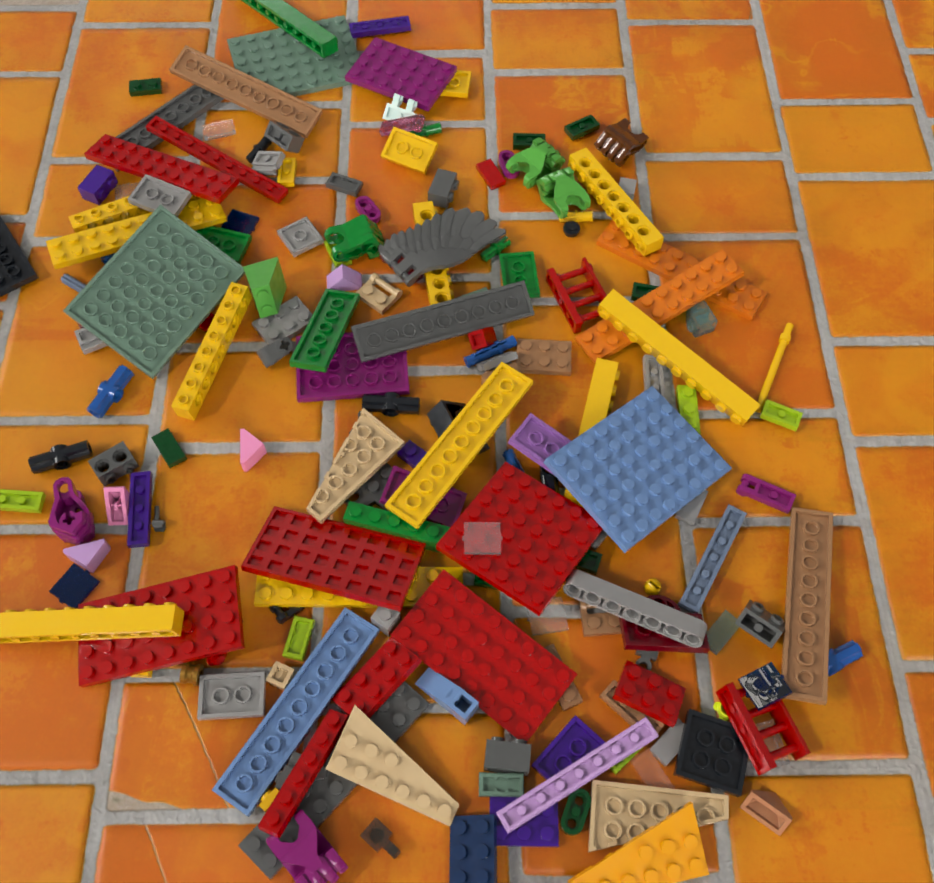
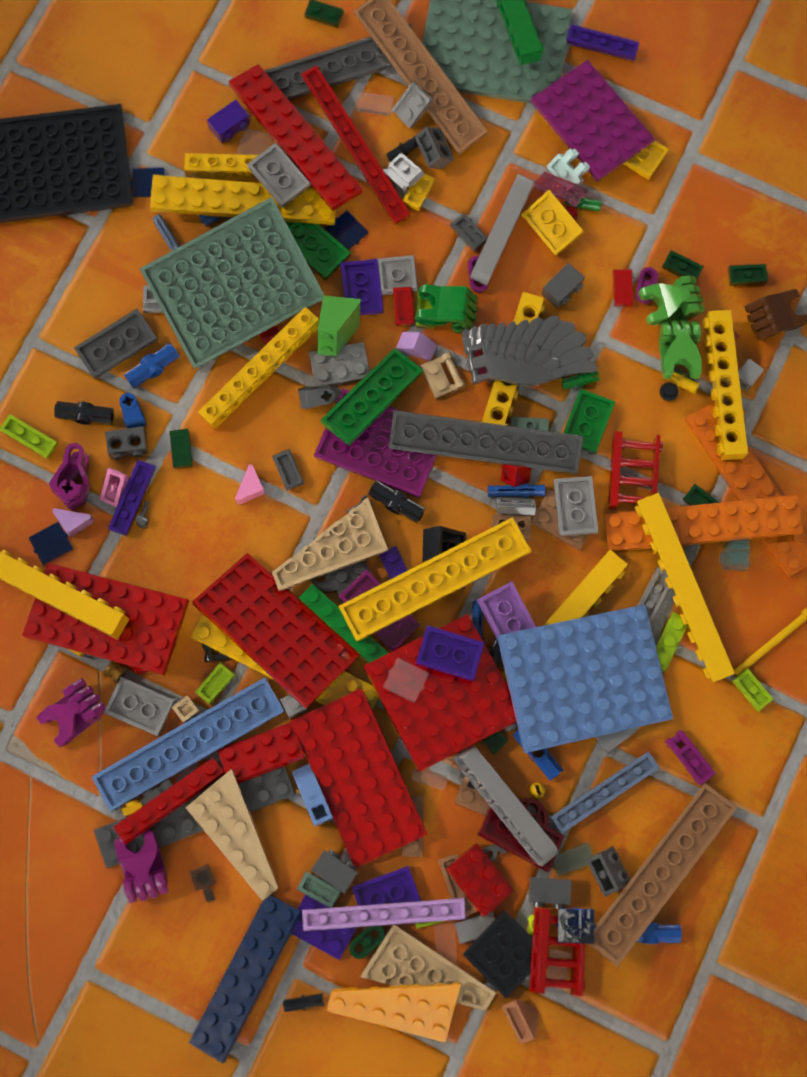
camera: 25 degrees right, 15 degrees up
(39, 258) = (142, 180): none -> clear blue piece
(67, 388) = (115, 344): none -> dark grey plate
(106, 433) = (132, 414): none -> blue piece
(166, 734) = (73, 712): none -> magenta piece
(250, 115) = (412, 104): none -> light grey plate
(274, 246) = (363, 283): none -> dark purple plate
(279, 422) = (288, 470): none -> dark grey plate
(317, 255) = (403, 305): none -> red tile
(370, 170) = (502, 229): none -> light grey beam
(509, 496) = (450, 653): none -> dark purple plate
(548, 338) = (575, 506): none -> light grey plate
(645, 557) = (546, 763): none -> blue piece
(718, 671) = (549, 891): none -> dark grey brick

